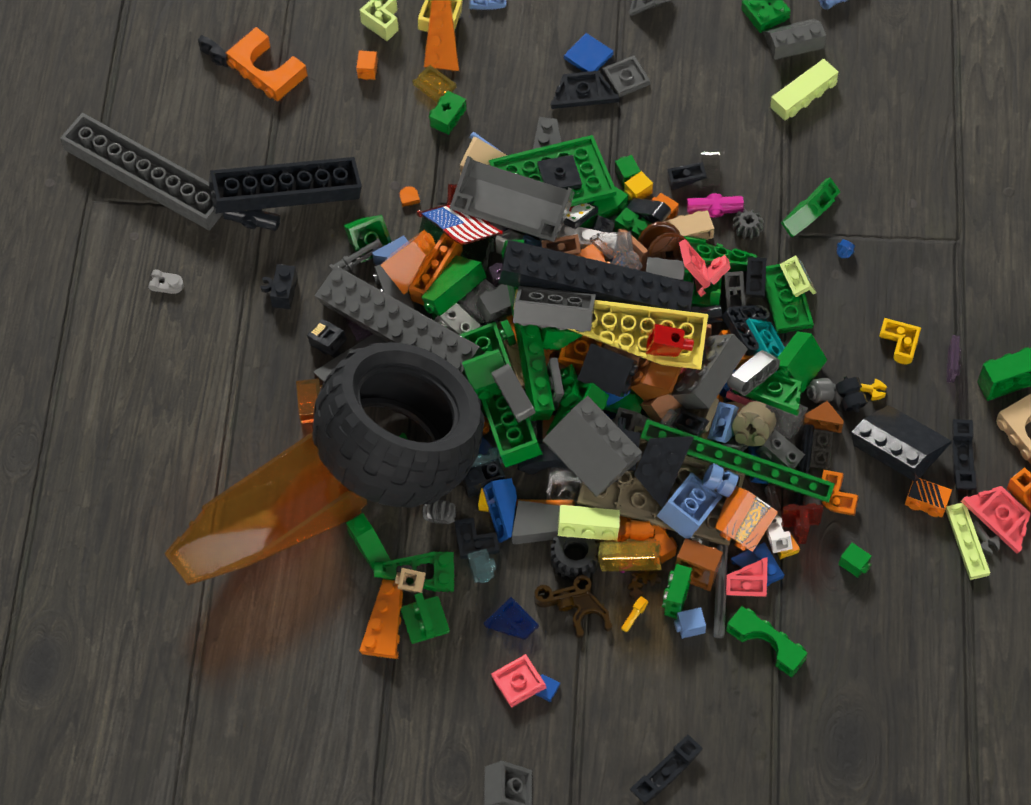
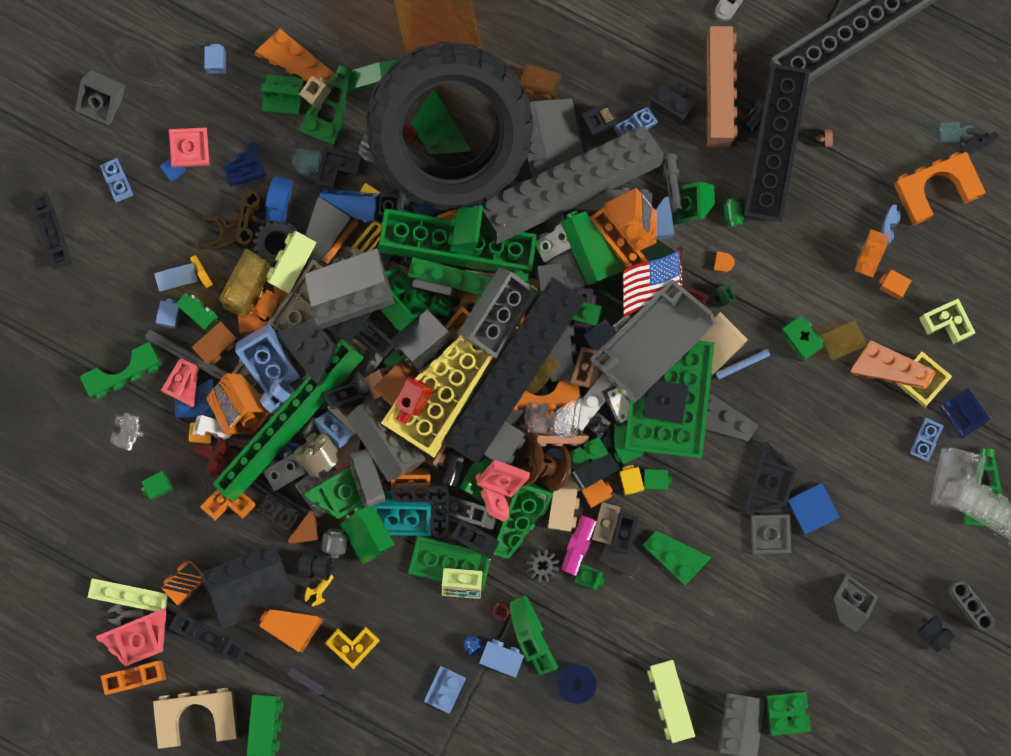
camera: 115 degrees right, 20 degrees up
(211, 73) = (951, 132): none -> clear light blue plate
(250, 251) = (720, 86): none -> nougat brick
(258, 159) = (827, 138): none -> nougat tile
(311, 89) = (890, 221): none -> medium blue slope
(313, 310) = (640, 118): none -> medium blue slope
(349, 85) = (871, 253): none -> orange piece
(360, 203) = (733, 212): none -> green brick
(418, 695) = (215, 59): none -> medium blue brick
(438, 181) = (725, 294): none -> dark green tile
(513, 392) = (433, 240): dark grey beam -> none
(530, 571) = (278, 199): none -> blue brick
(533, 491) = (369, 241): none -> yellow tile
(583, 735) = (116, 180): none -> medium blue slope
(652, 632) = (176, 277): none -> medium blue slope
(682, 192) = (606, 523): none -> dark tan plate
(683, 134) = (676, 557): none -> green wing
(737, 185) = (589, 578): none -> green bracket
(804, 247) = (499, 617): none -> clear red bush
(812, 615) = (128, 431): none -> clear hips
(827, 170) = (583, 693): none -> clear blue plate
(843, 222) = (502, 659): none -> medium blue brick
(894, 257) = (445, 689): none -> medium blue plate
(914, 386) = (290, 627): none -> orange slope

